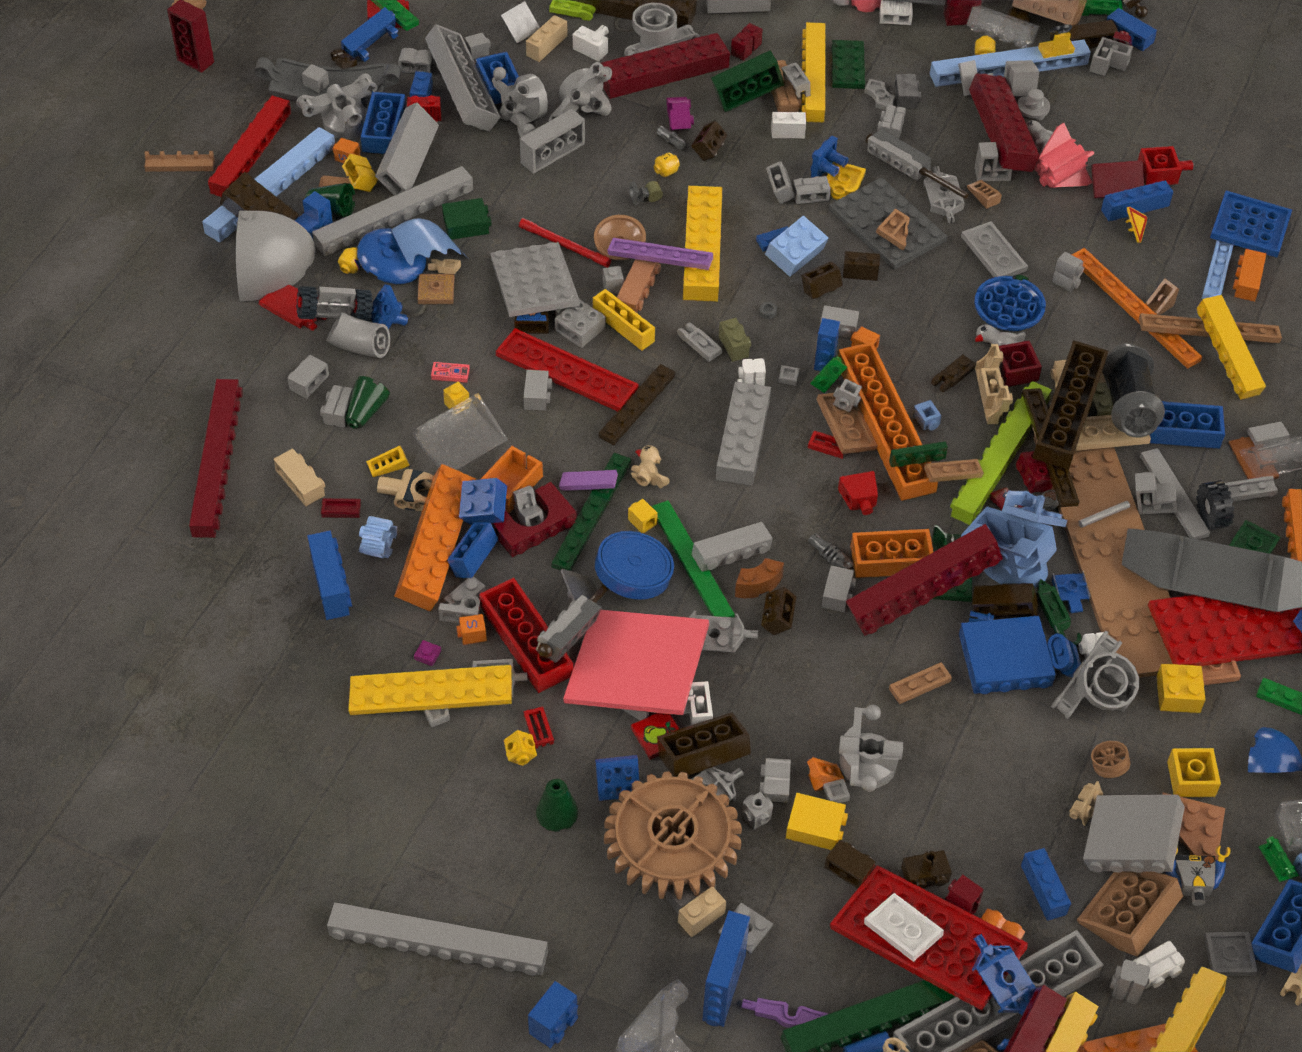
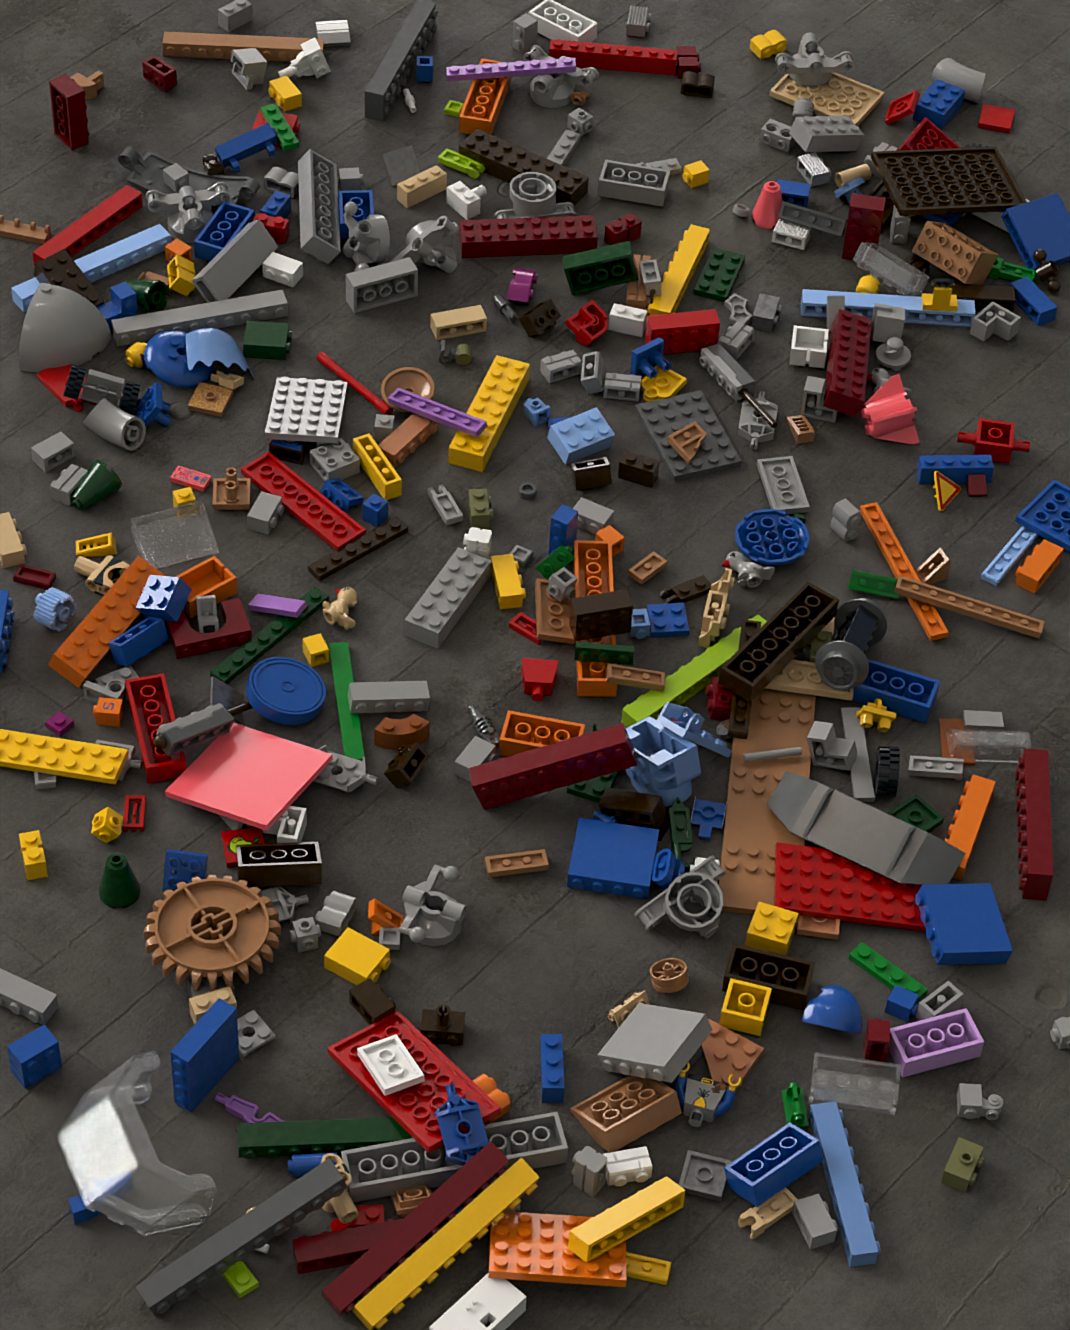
camera: 15 degrees right, 5 degrees down
(451, 146) = (282, 269): none -> white brick
(460, 798) = (33, 855): none -> yellow piece
(496, 377) = (231, 492): none -> medium nougat plate
(600, 354) = (341, 494): none -> blue bracket
(634, 161) = (458, 322): none -> tan brick
(639, 362) = (375, 510): none -> blue brick
(666, 164) = (486, 331): yellow head -> none
(743, 231) = (533, 408): none -> medium blue brick
(747, 182) = (561, 366): none -> light grey brick
(756, 136) = (588, 323): none -> red brick
(790, 404) = (507, 581): none -> yellow brick
(845, 123) = (684, 330): none -> red brick
(902, 418) = (601, 615): none -> dark brown brick
(910, 359) = (647, 568): none -> medium nougat plate
(950, 404) = (667, 620): none -> blue plate
(960, 114) = (809, 346): none -> white piece
(965, 894) = (465, 1055): dark red piece -> none
(1019, 364) = (752, 595): dark red brick -> none
(1116, 177) = (942, 440): dark red tile -> none
(1116, 326) = (873, 583): none -> green hinge
(1123, 37) = (1012, 305): dark red hinge -> none
(1160, 211) = (976, 485): none -> dark red slope
(1177, 450) = (877, 713): none -> yellow hips
(1201, 730) = (786, 975): none -> dark brown brick
(1230, 347) = (978, 628): yellow brick -> none

